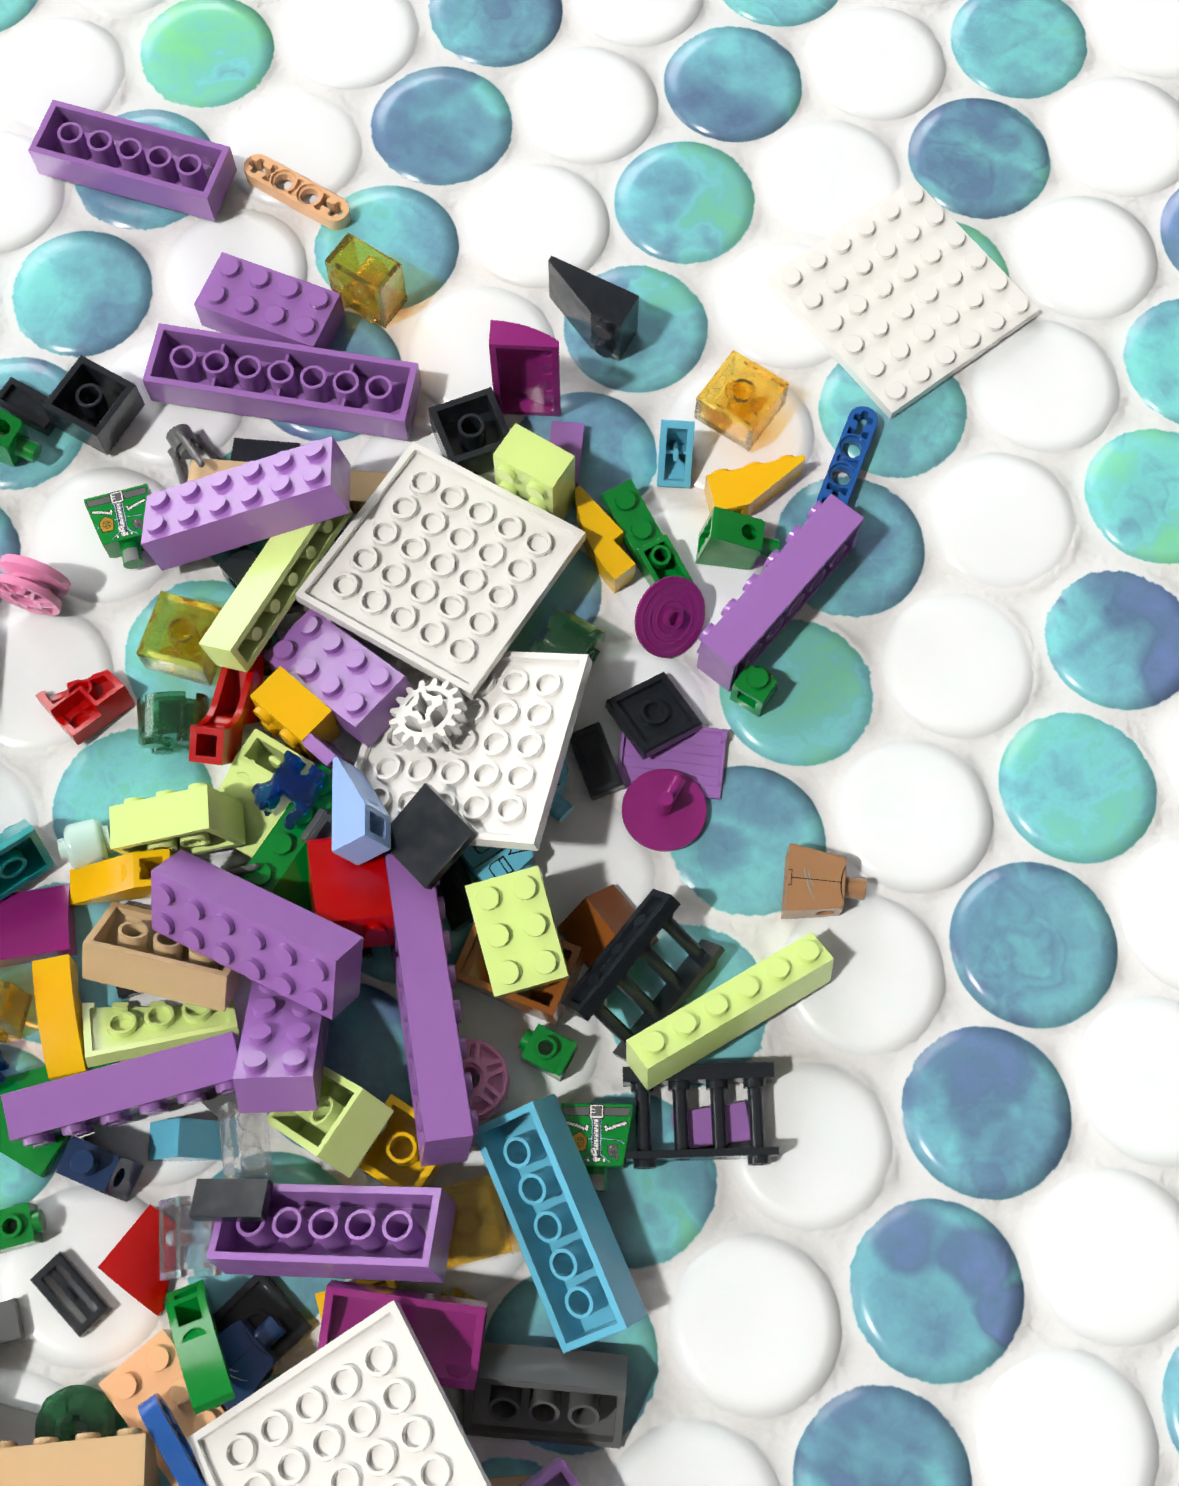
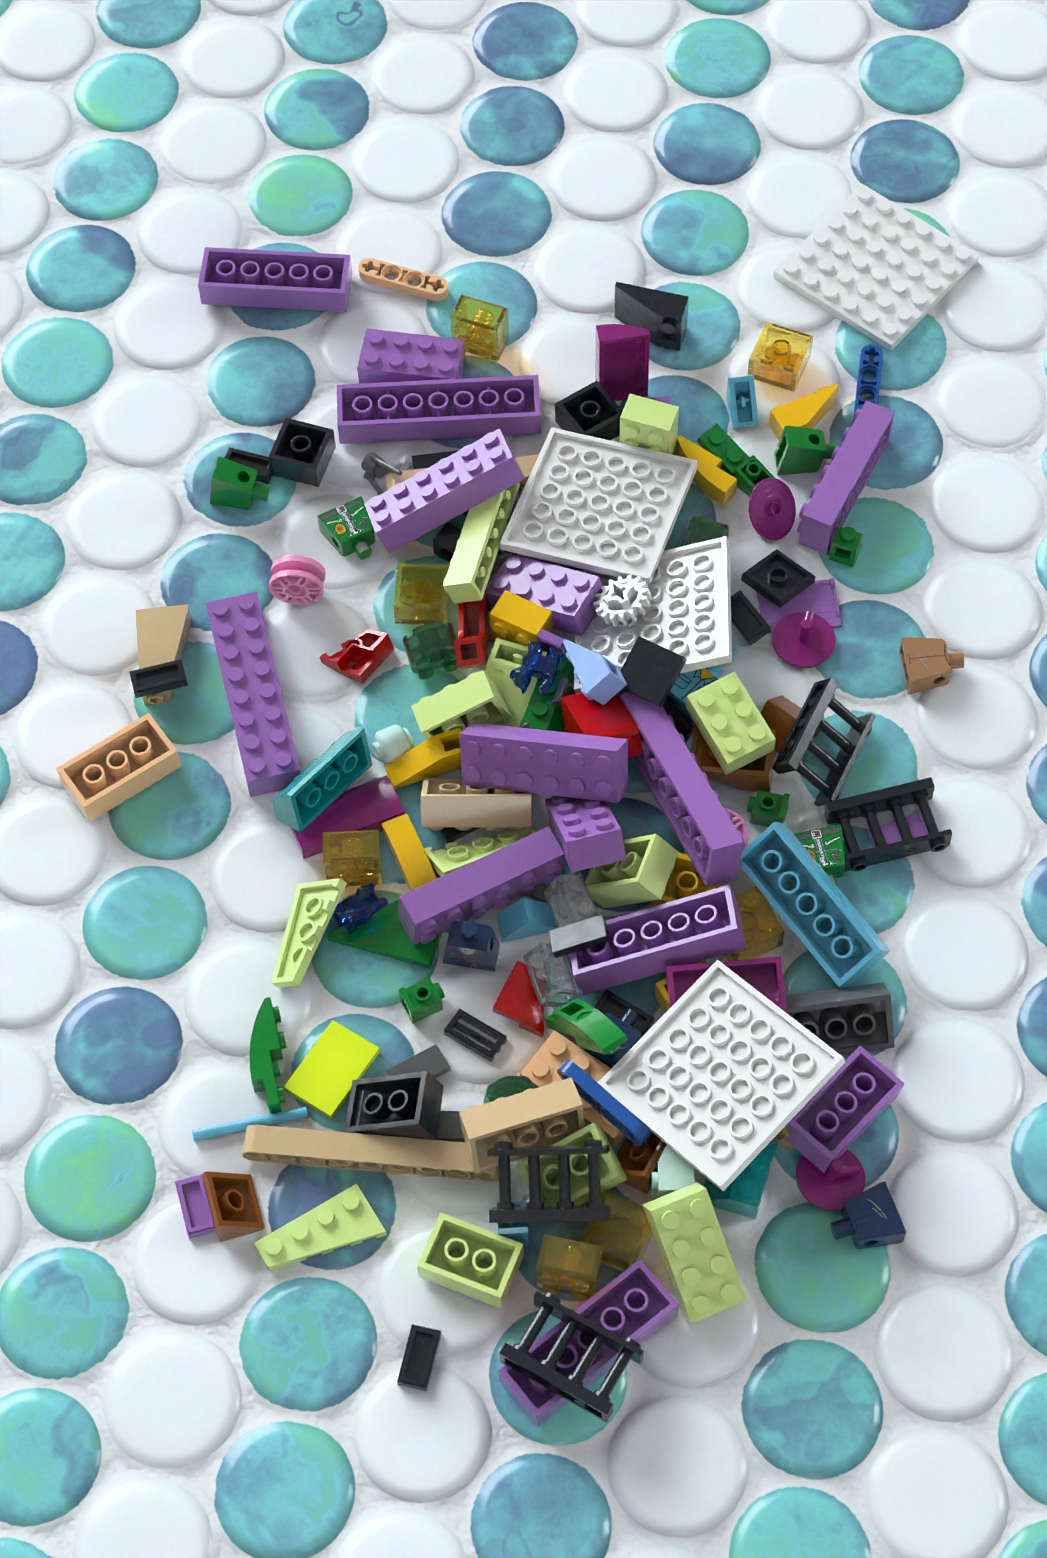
camera: 10 degrees left, 10 degrees down
(728, 1010) = (890, 750): yellowish green brick -> none

